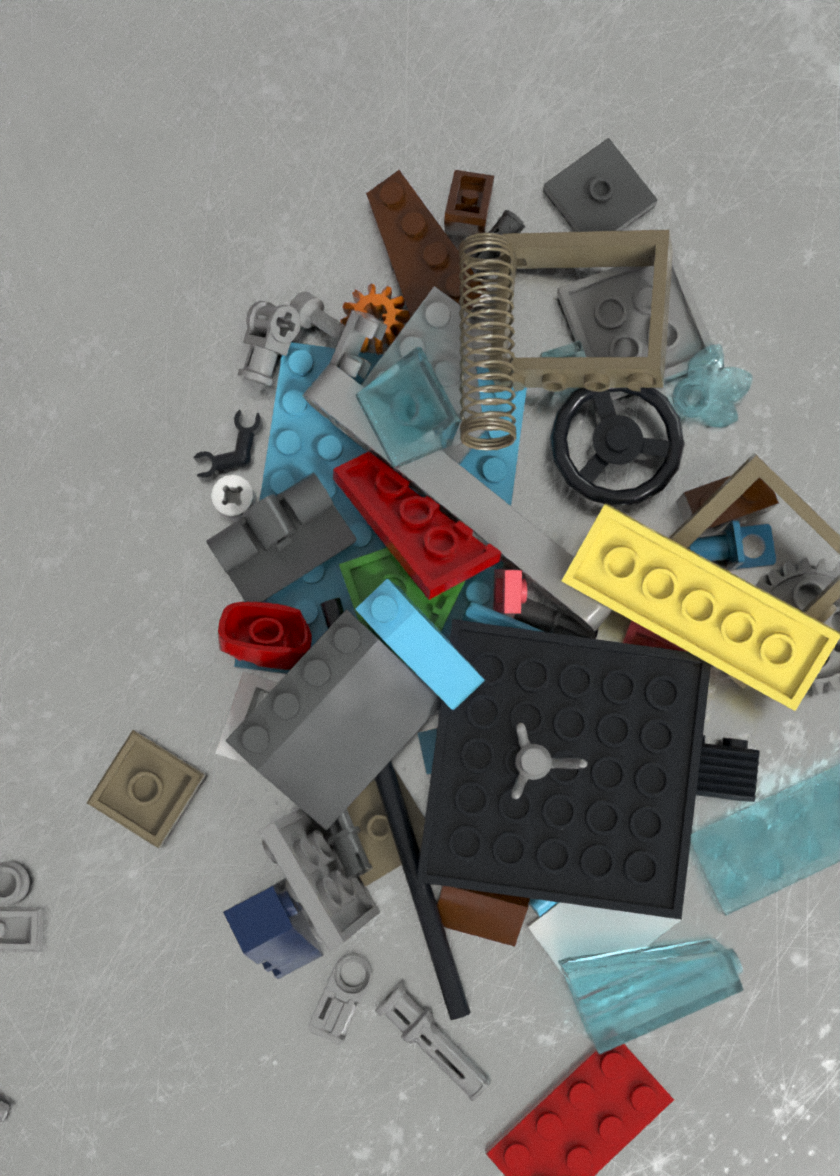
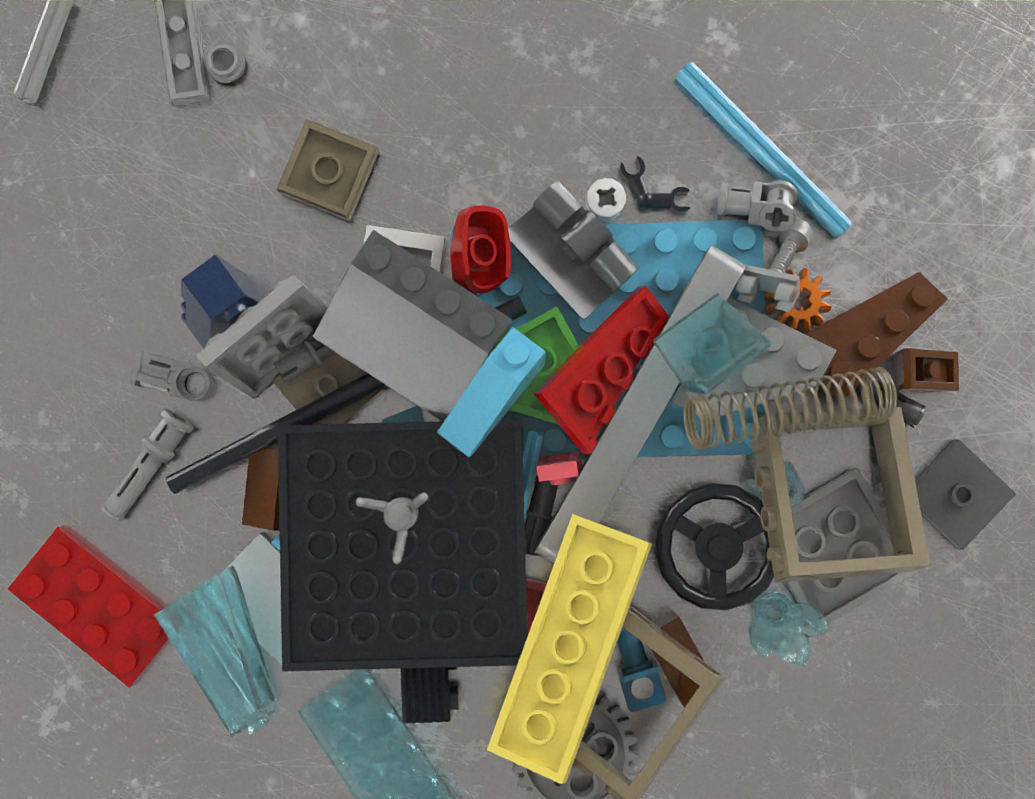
camera: 80 degrees right, 5 degrees up
(208, 329) = (762, 148): none -> medium azure axle

